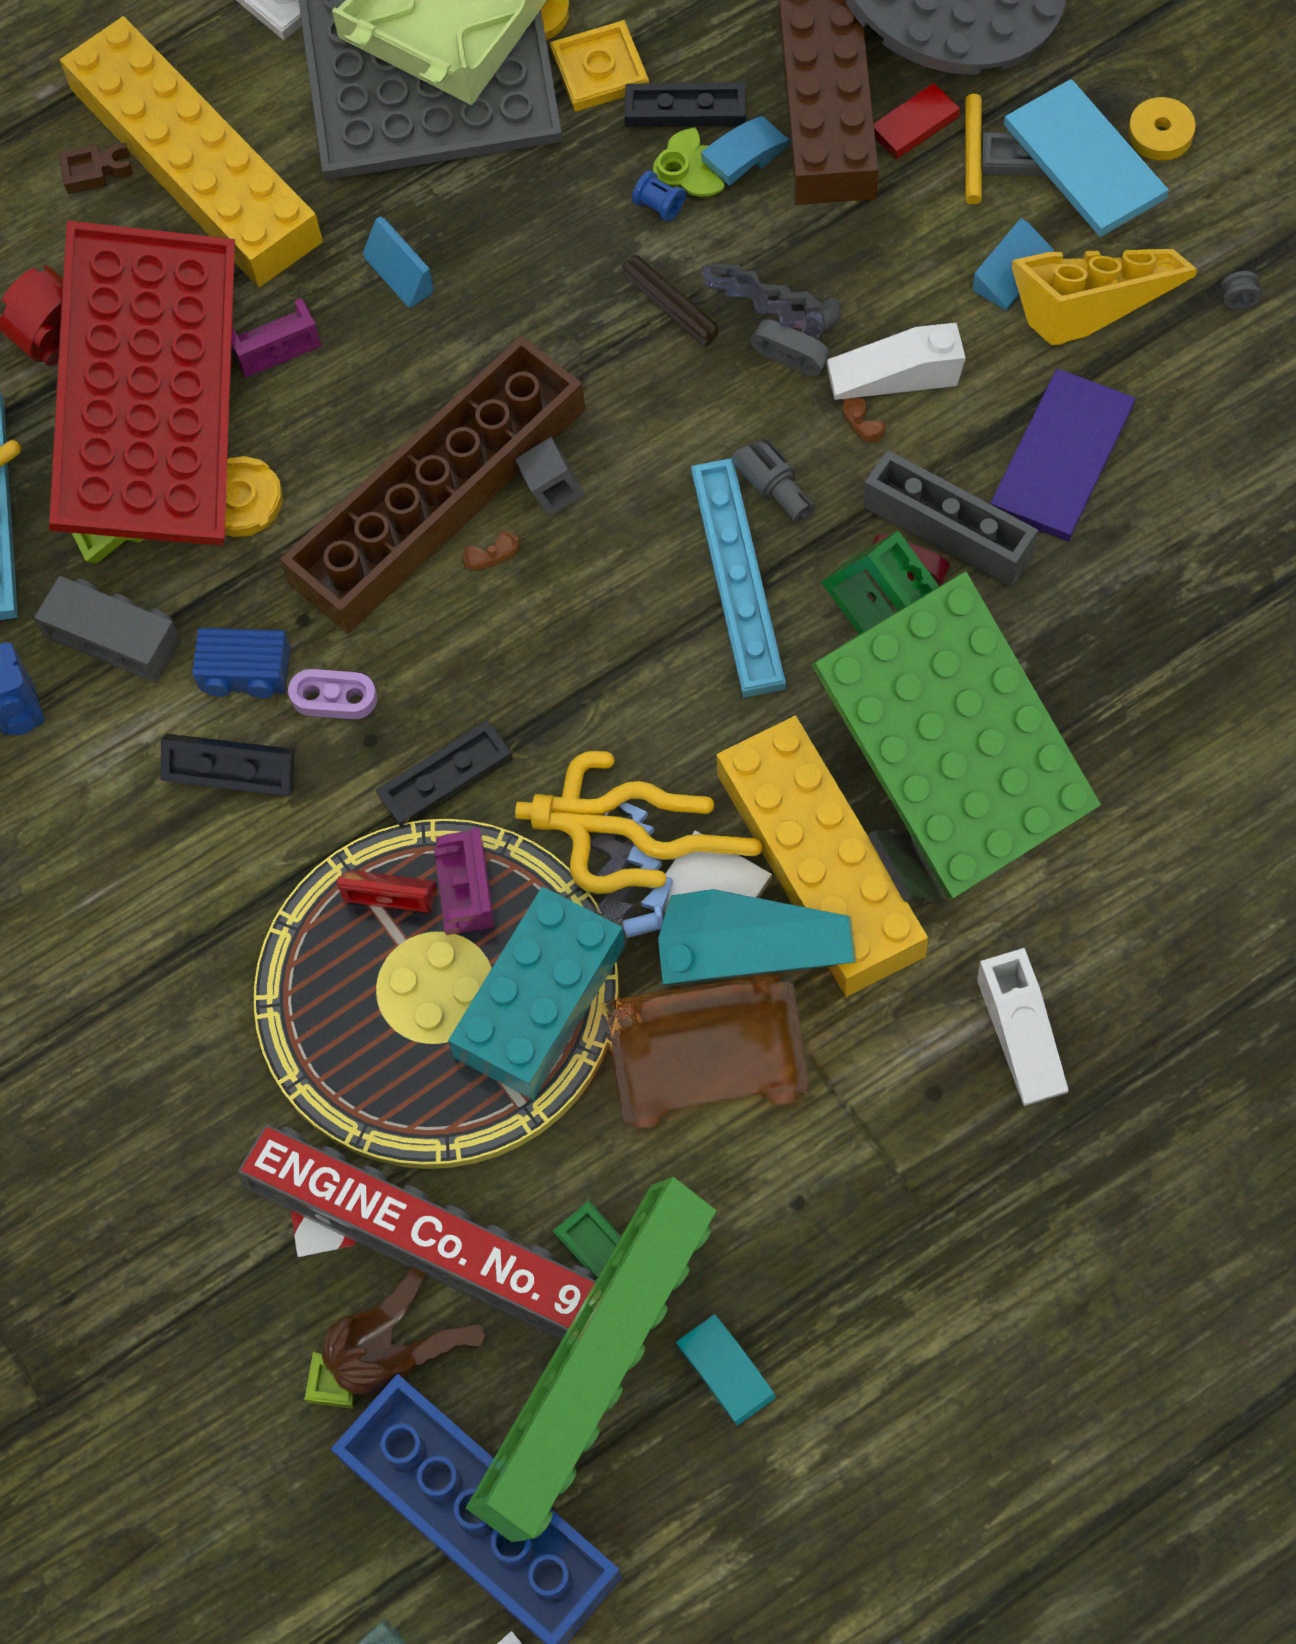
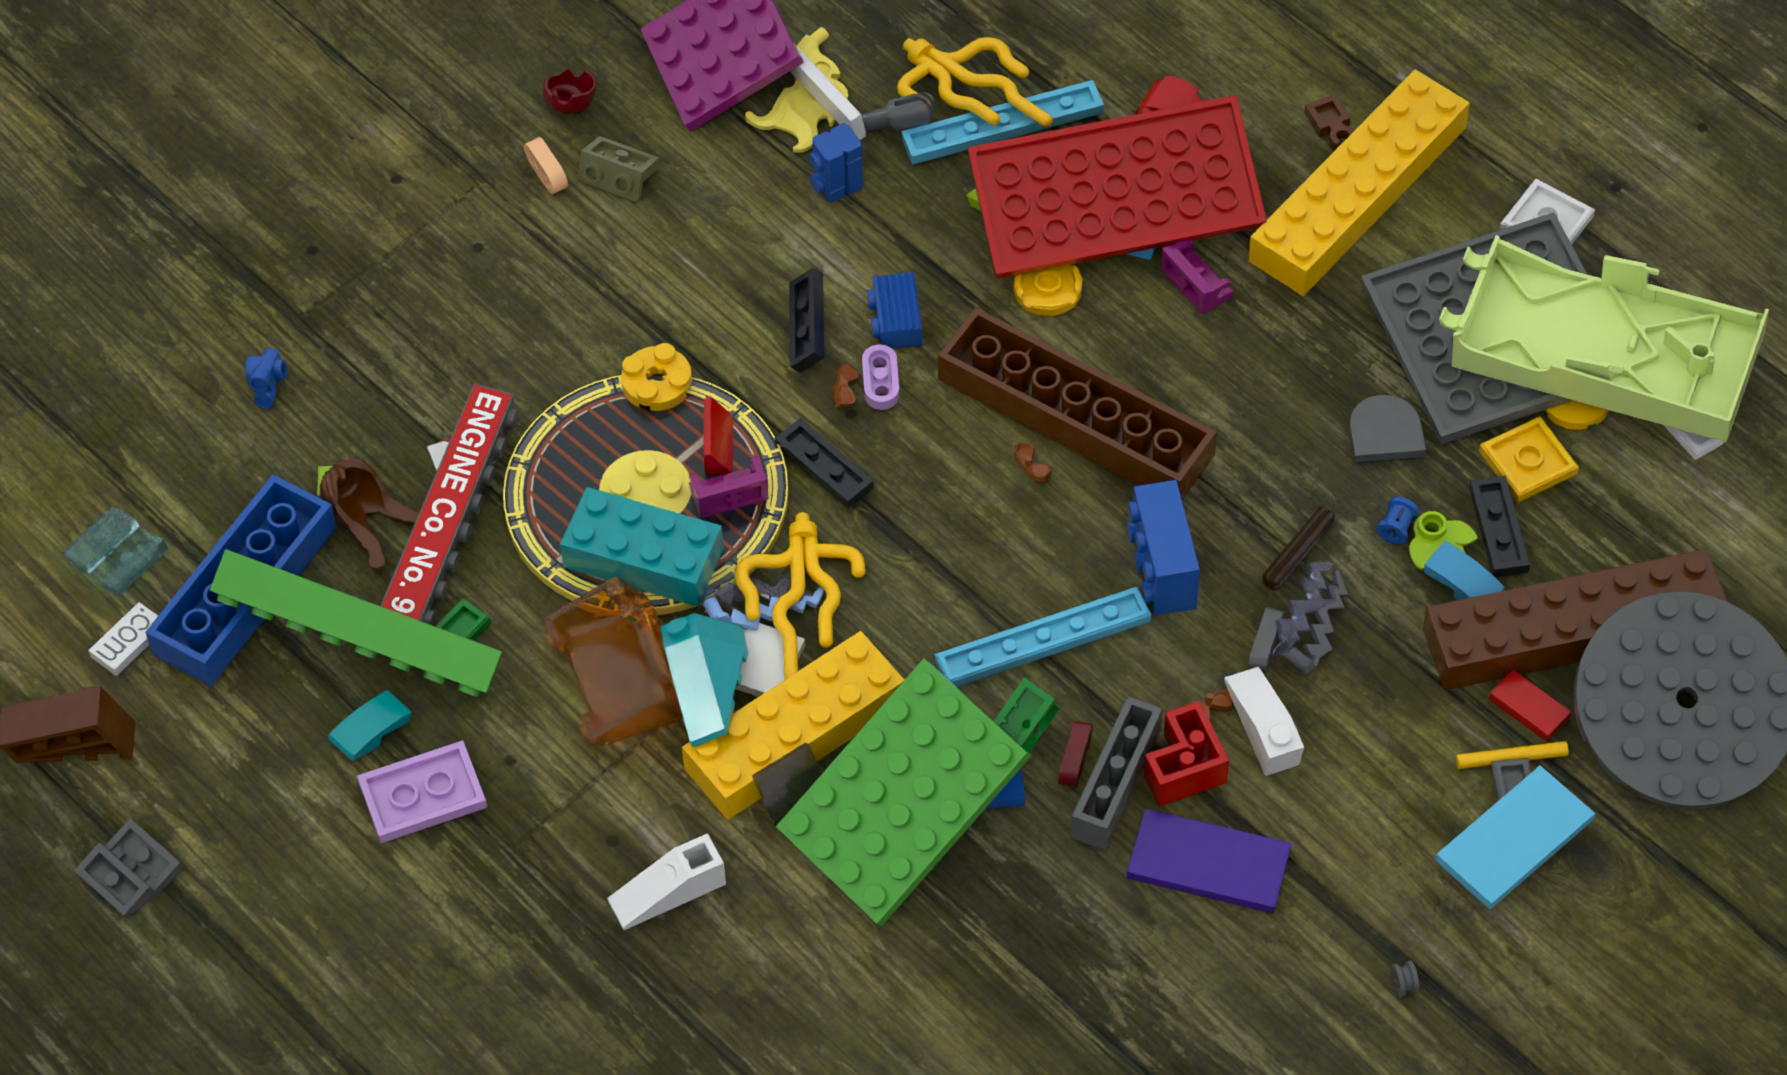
camera: 75 degrees right, 10 degrees down
(108, 628) = (909, 220): dark grey brick -> none
(134, 1453) = (263, 376): none -> blue plate
(254, 935) = (656, 360): none -> yellow plate
(345, 740) = (843, 393): none -> dark orange piece
(397, 263) = (1288, 349): dark azure slope -> none
(530, 190) = (1385, 430): none -> dark grey tile
(545, 469) = (1099, 483): dark grey brick -> none
(659, 419) = (1163, 548): none -> blue brick
(773, 478) = (1133, 648): dark grey arm -> none
(837, 1313) = (422, 791): none -> lavender plate
(942, 437) = (1192, 759): none -> red brick
(995, 276) = (1392, 797): dark azure slope -> none
(1085, 294) = (1373, 854): yellow wedge -> none
(1161, 113) = (1571, 917): yellow piece -> none

